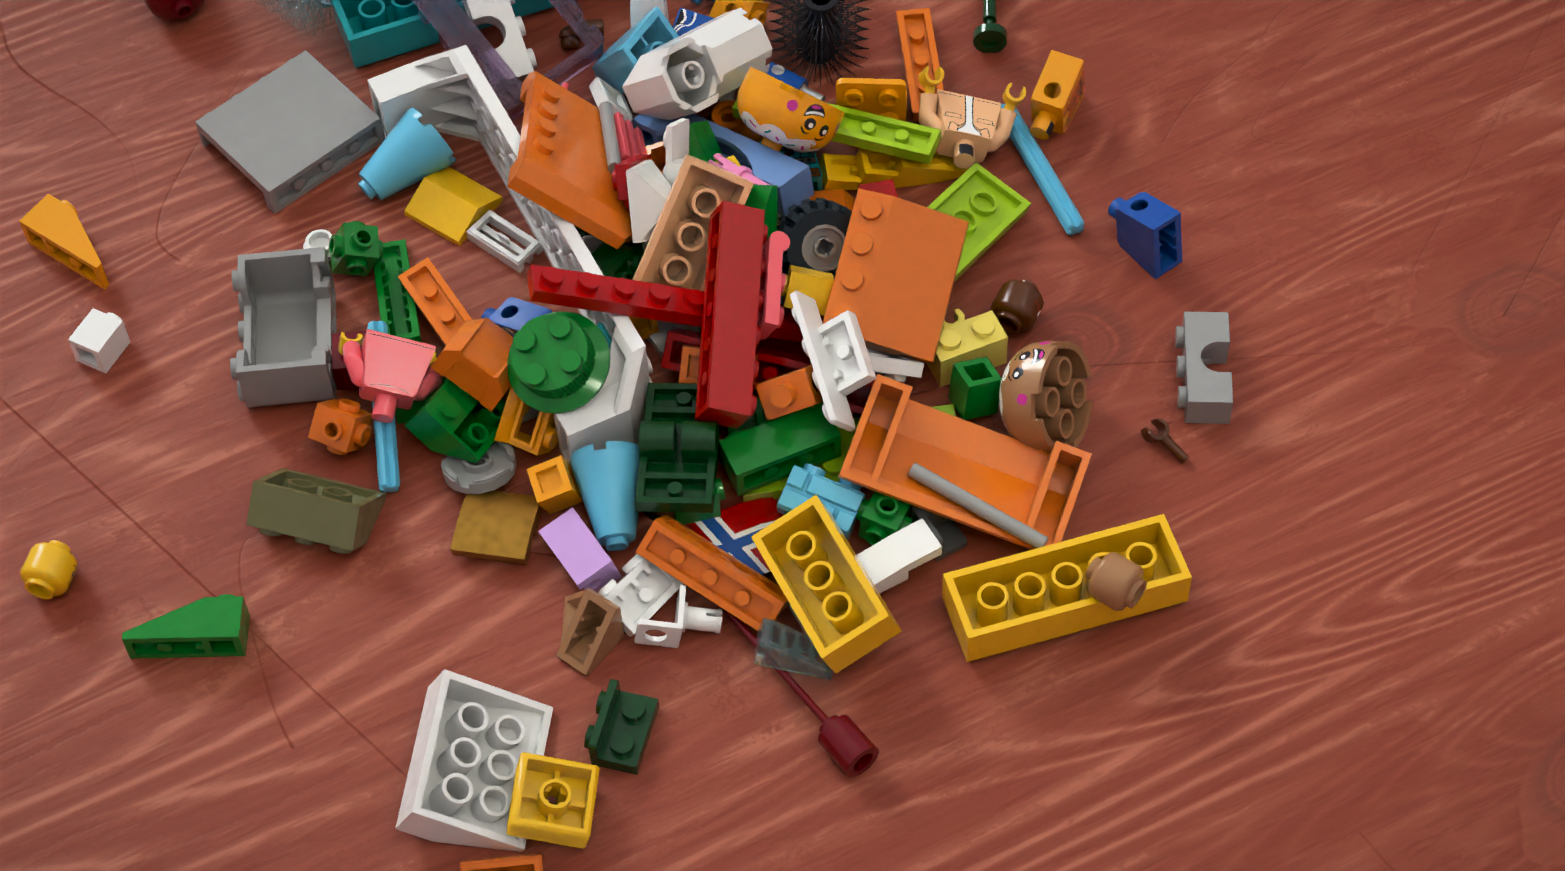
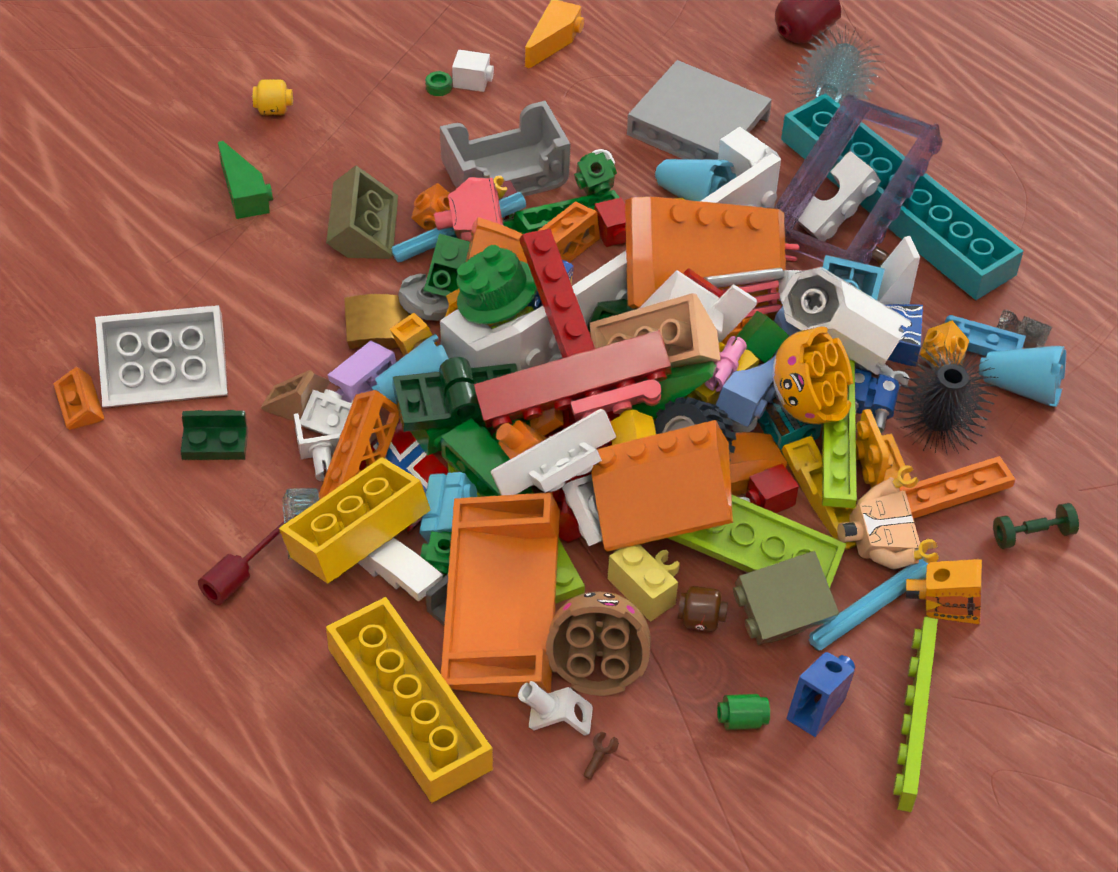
camera: 70 degrees right, 5 degrees down
(97, 385) = (438, 83): none -> green tile
(438, 247) = (611, 221): none -> red brick
(575, 793) = (118, 397): yellow brick -> none
(975, 388) = (598, 579): green brick -> none
(977, 506) = (461, 610): light grey bar -> none
(1038, 226) = (785, 598): none -> olive brick
(1106, 465) = (555, 707): none -> white bracket
(1115, 581) = (399, 716): medium nougat head -> none
(1148, 305) = (743, 711): none -> green brick
(1185, 167) = (914, 723): none -> lime plate
(1204, 393) = (714, 759): light grey arch -> none

